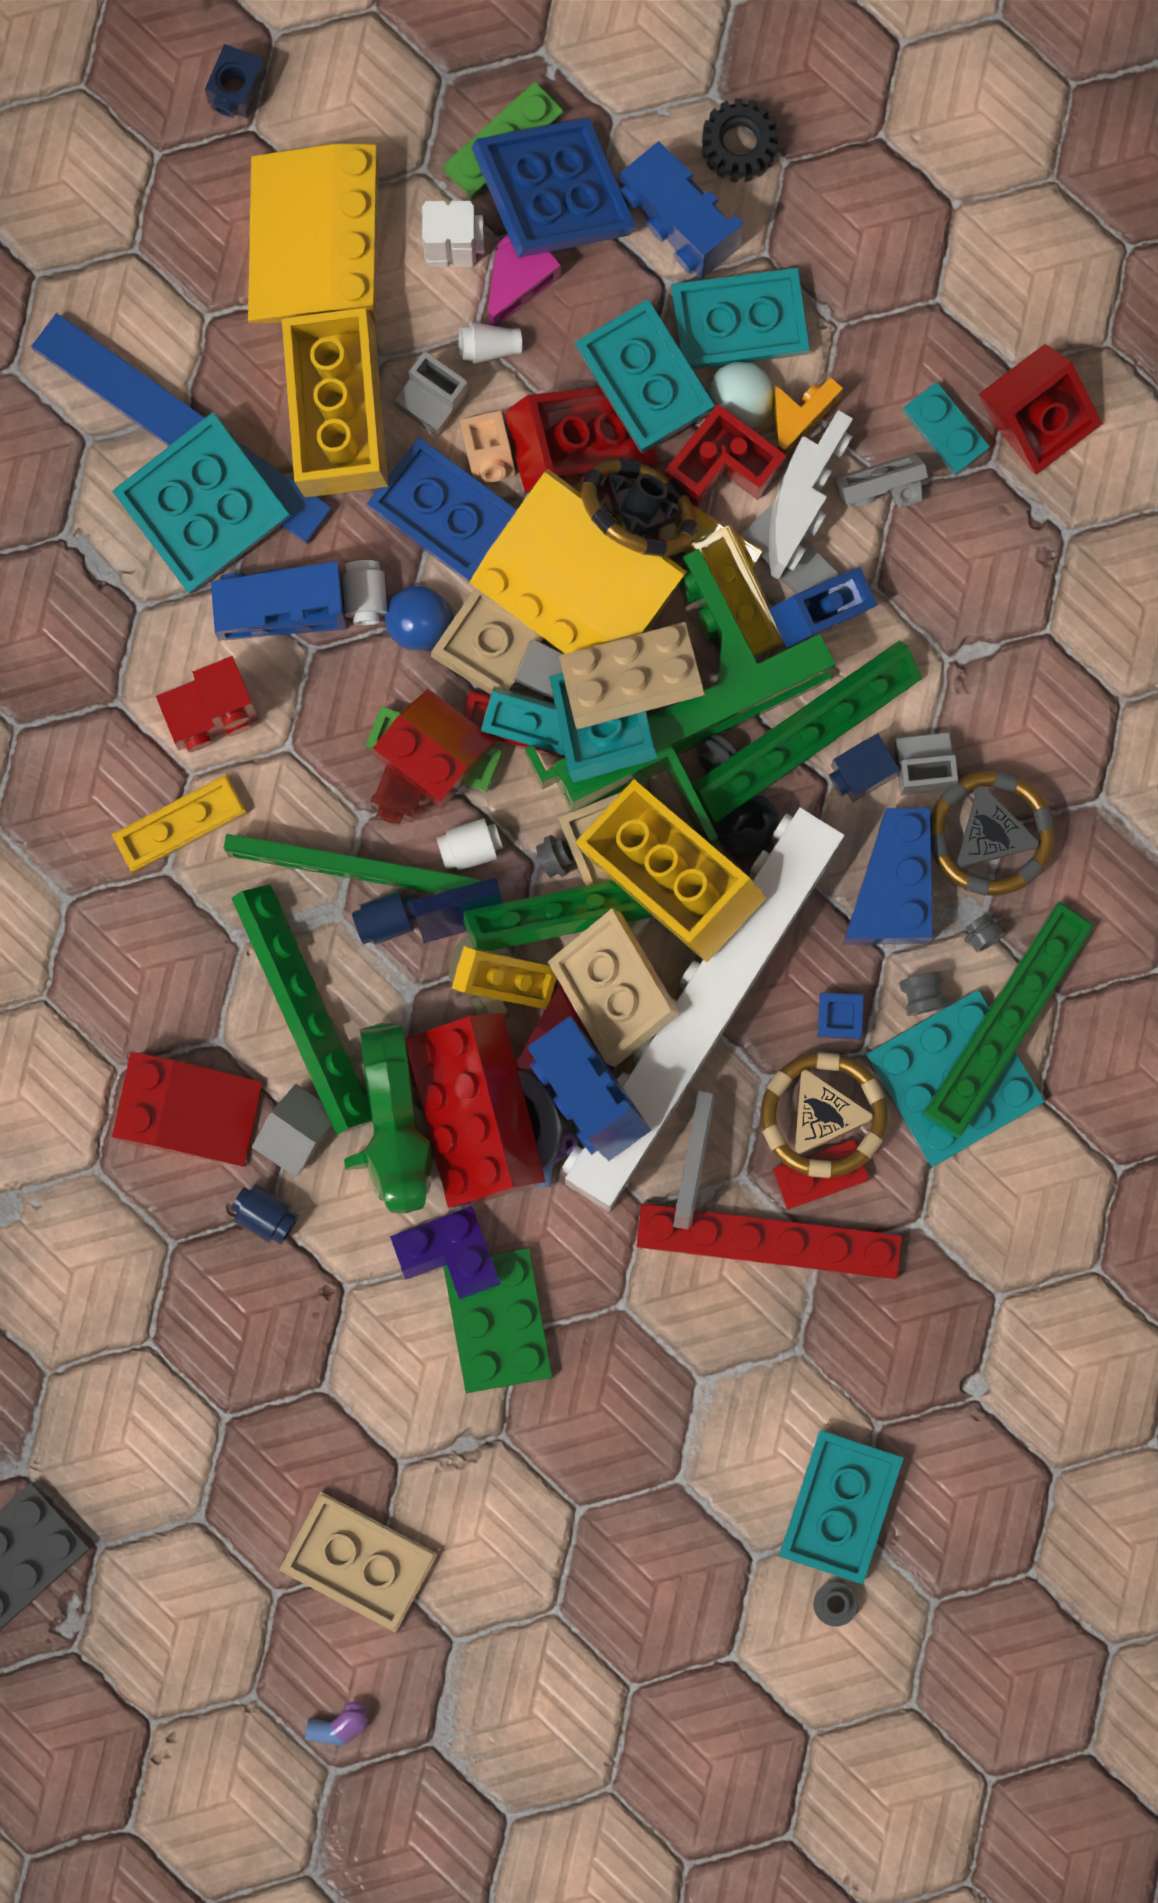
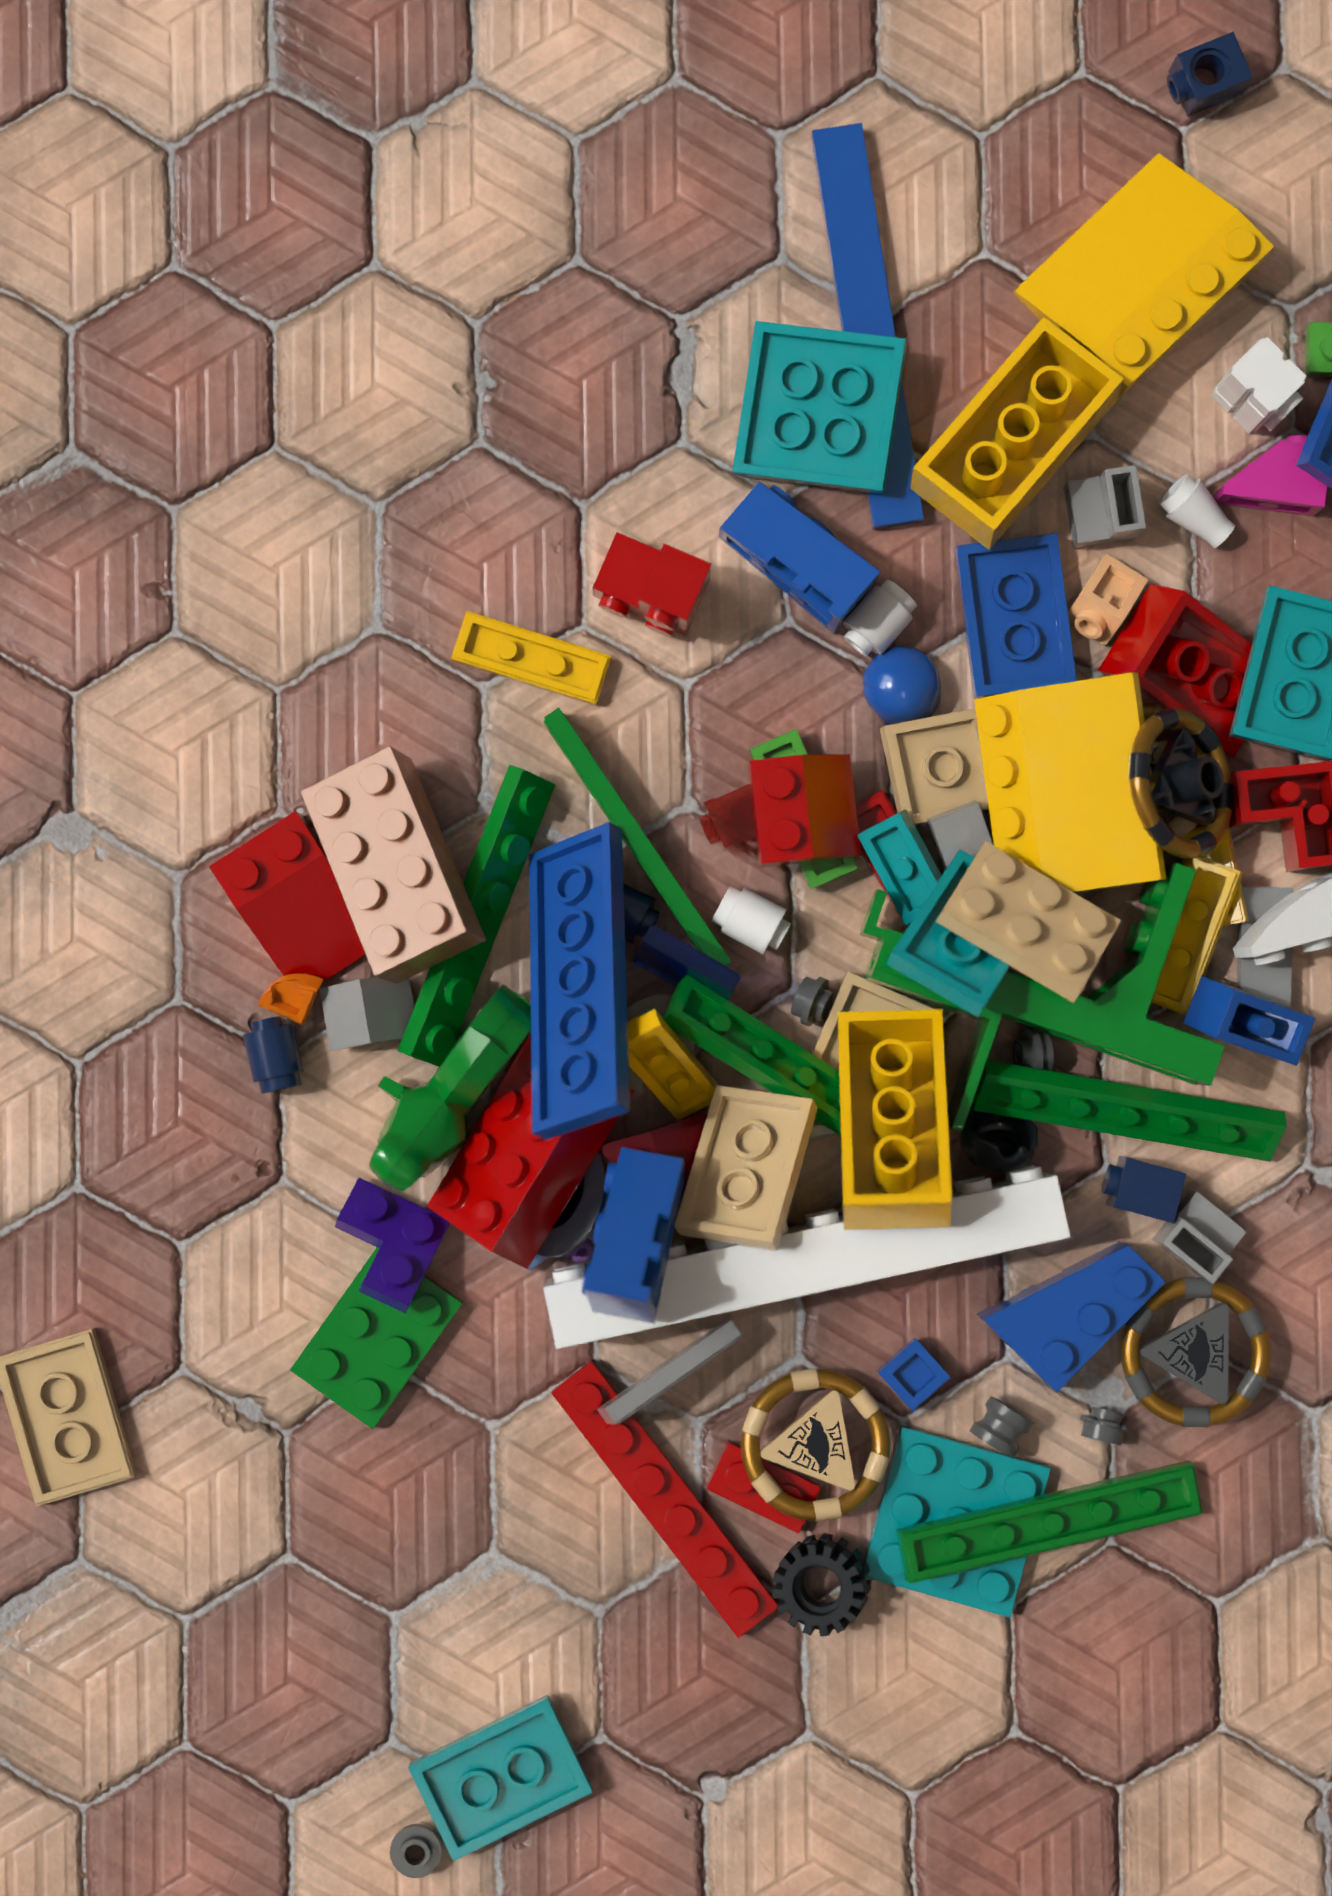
camera: 40 degrees right, 5 degrees up
(222, 1025) = (392, 865): none -> brick
(239, 1168) = (292, 996): none -> orange tile
(402, 978) = (578, 982): none -> blue plate
(913, 1220) = (800, 1605): none -> black tyre

